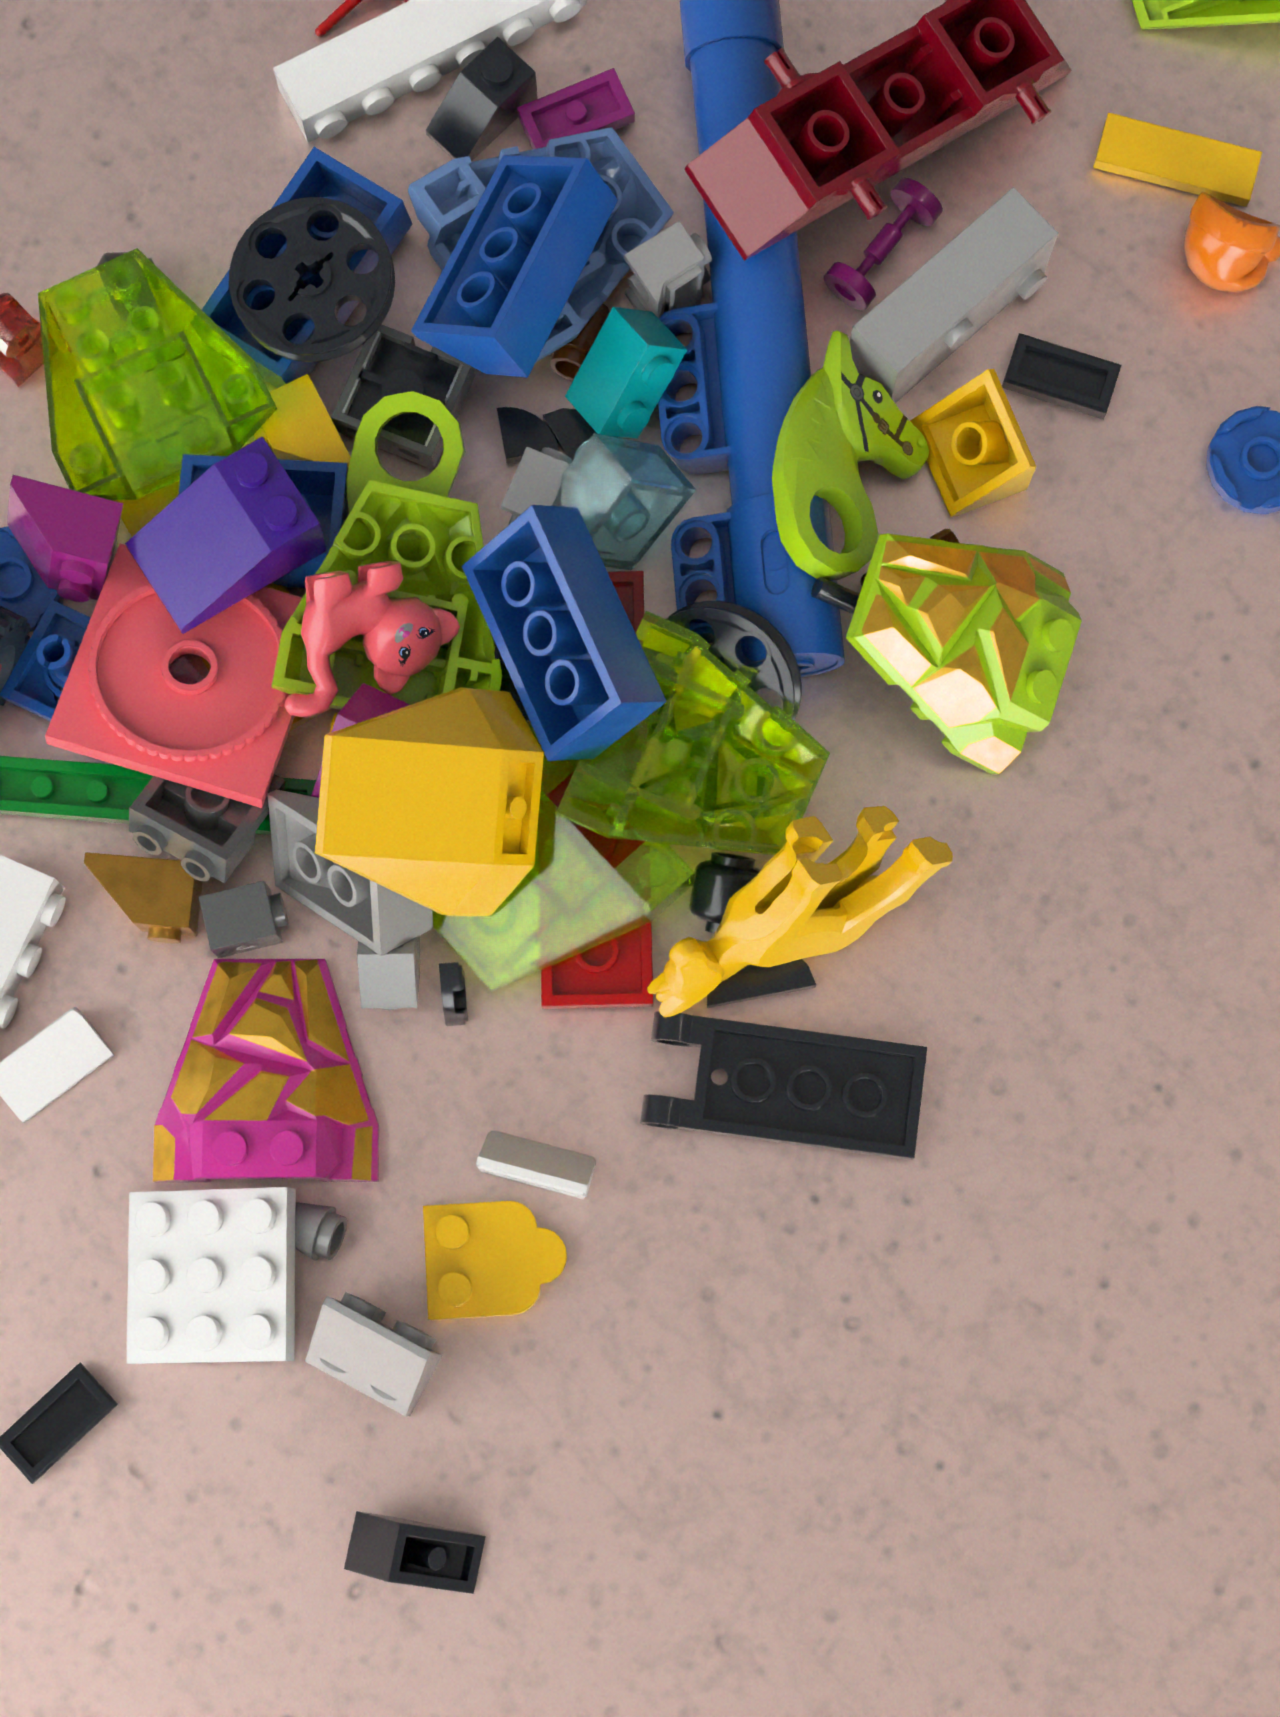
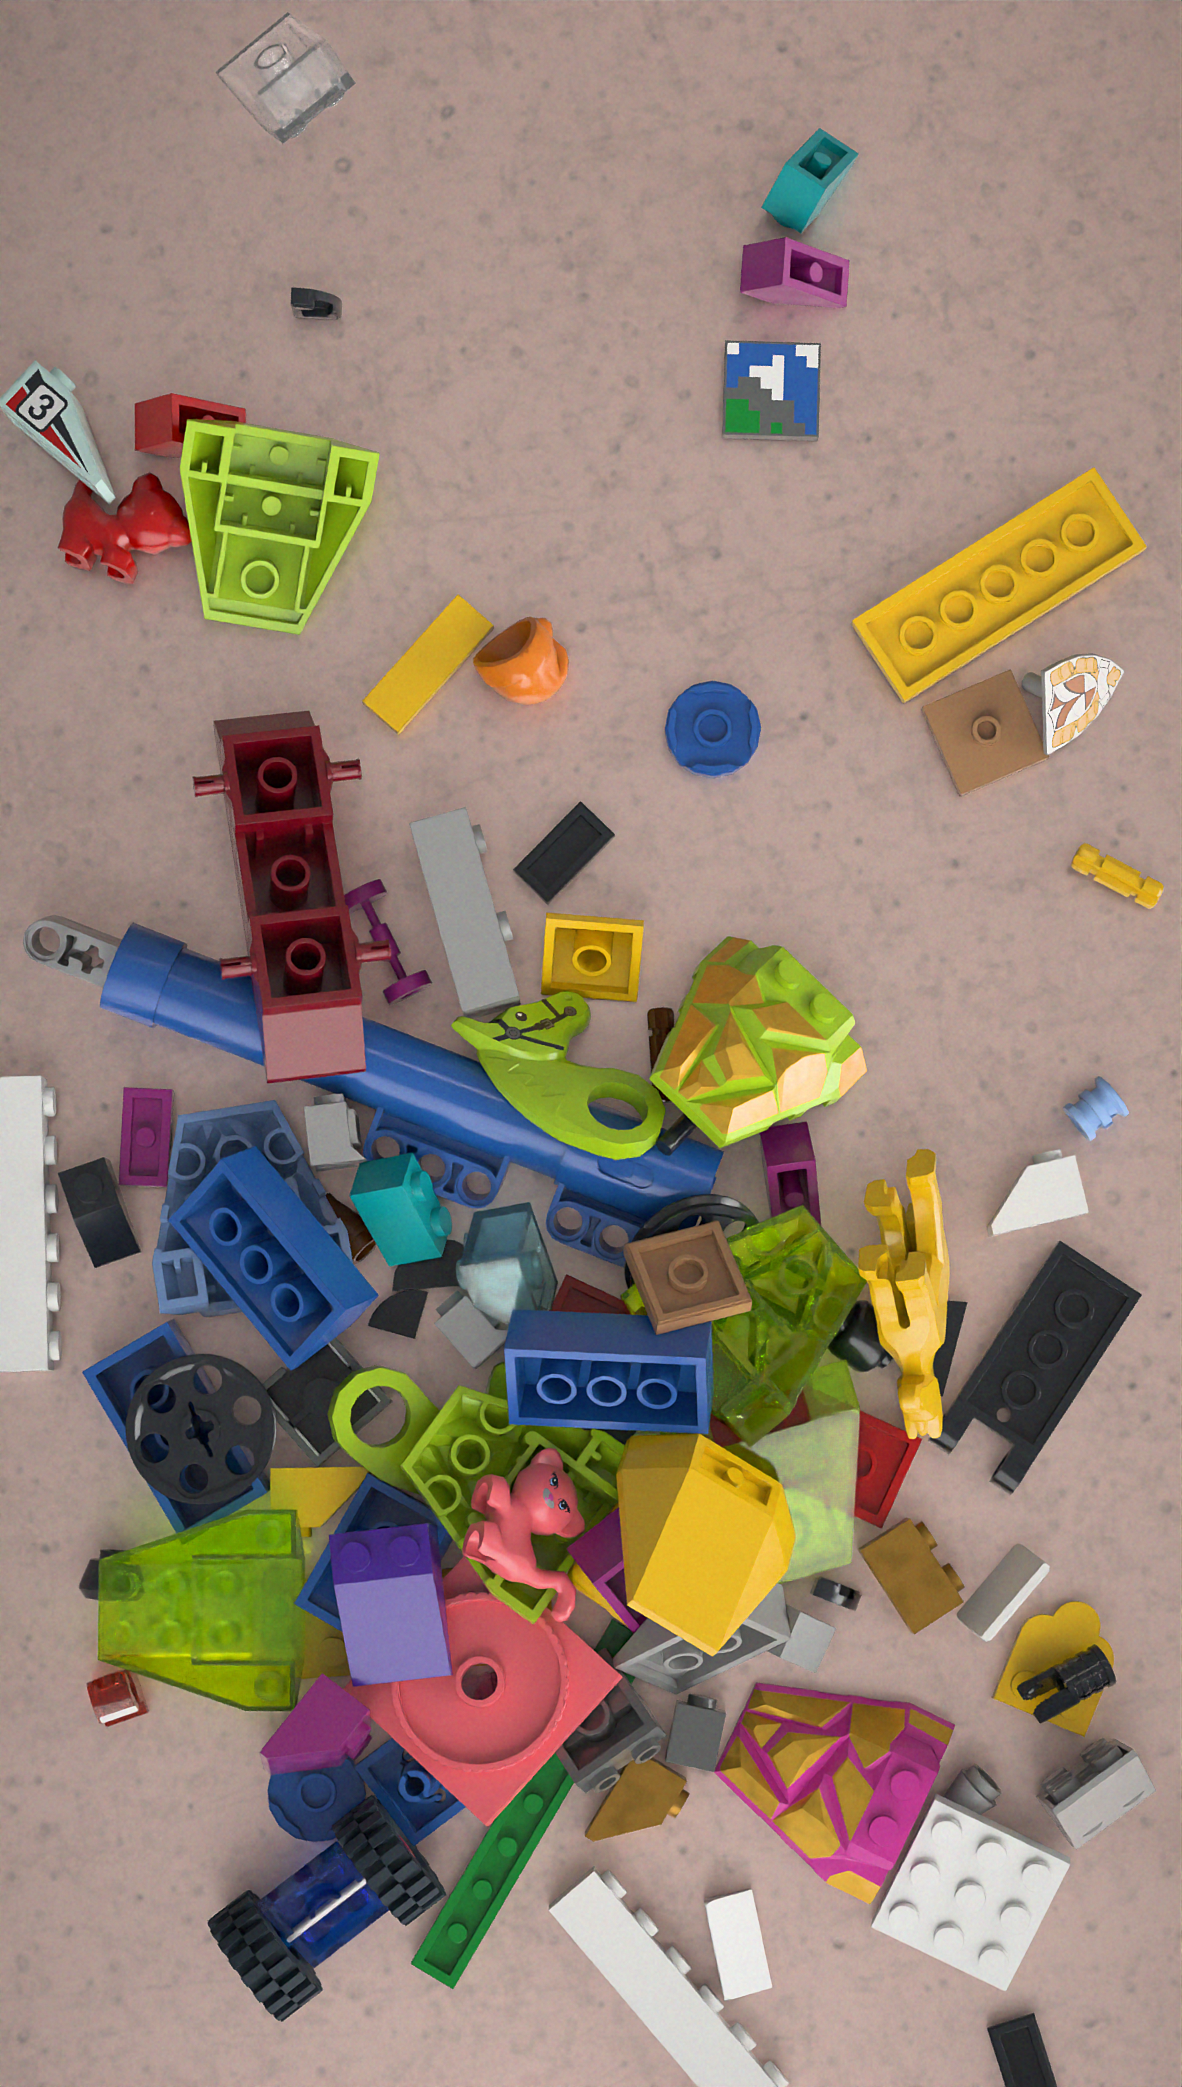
camera: 65 degrees left, 5 degrees up
(482, 1276) = (1074, 1679): none -> black hinge
(510, 1059) = (912, 1575): none -> pearl gold brick
(696, 661) = (687, 1277): none -> medium nougat plate
(860, 741) = (790, 1169): none -> magenta slope
(962, 1005) = (1041, 1195): none -> white slope
(1080, 1020) = (1095, 1109): none -> light blue bush

